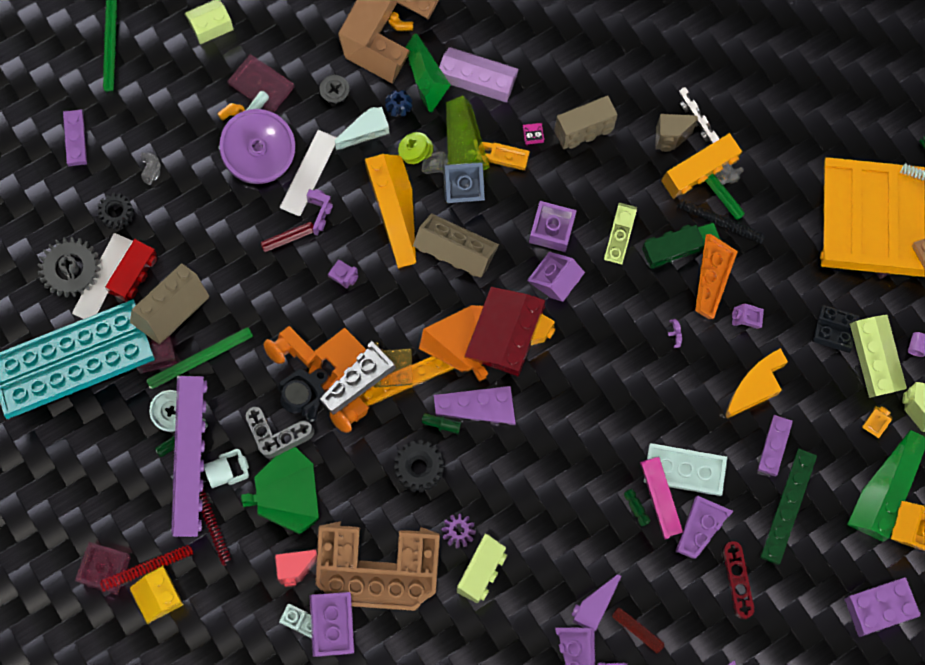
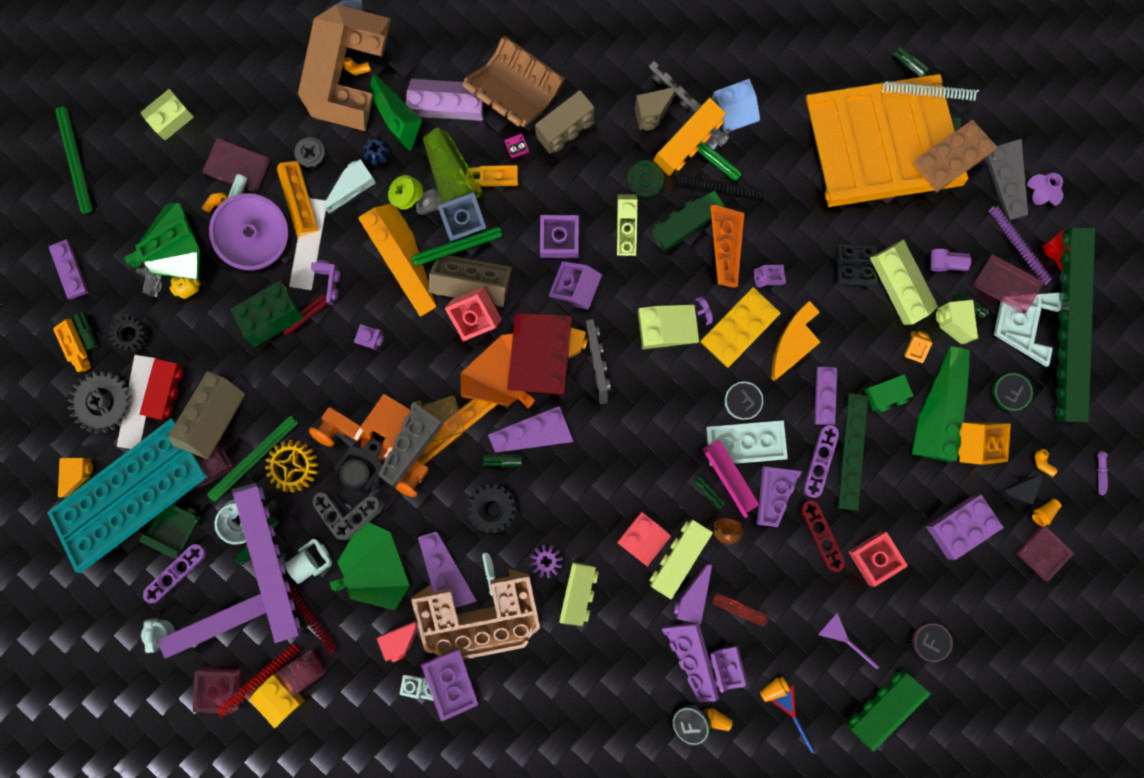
camera: 10 degrees left, 10 degrees up
(24, 327) = (73, 474): none -> light orange slope
(58, 207) = (72, 345): none -> light orange hinge
(60, 498) = (153, 631): none -> light aqua piece
(74, 198) = (85, 331): none -> dark green axle
(92, 445) = (176, 575): none -> medium lavender beam
(103, 404) = (172, 529): none -> dark green panel
(117, 504) = (212, 626): none -> medium lavender tile
(179, 139) = (168, 246): none -> green panel
(182, 179) = (184, 287): none -> yellow head
(190, 572) = (301, 672): none -> clear pink brick
(229, 389) = (288, 474): none -> yellow gear
(253, 225) = (267, 313): none -> dark green piece
(310, 128) = (297, 198): none -> light orange slope
(355, 513) = (443, 570): none -> medium lavender wing
(400, 525) = (489, 569): none -> light aqua piece
(451, 210) = (456, 246): none -> green axle
(451, 275) = (473, 313): none -> coral brick
(548, 75) = (515, 83): none -> medium nougat hinge
(559, 356) = (598, 365): none -> flat silver wing
(560, 535) = (644, 539): none -> coral slope
(591, 564) = (681, 558): none -> yellowish green brick
(636, 337) = (668, 326): none -> yellowish green slope
(645, 549) = (728, 531): none -> clear orange hair
(649, 195) = (645, 179): none -> dark green tile
(692, 429) = (743, 400): none -> black tile
(706, 358) = (740, 327): none -> yellow plate
(755, 507) = (818, 460): none -> medium lavender beam
(757, 149) = (739, 104): none -> light blue slope
(787, 614) = (877, 558): none -> coral brick
(837, 458) = (888, 393): none -> green brick

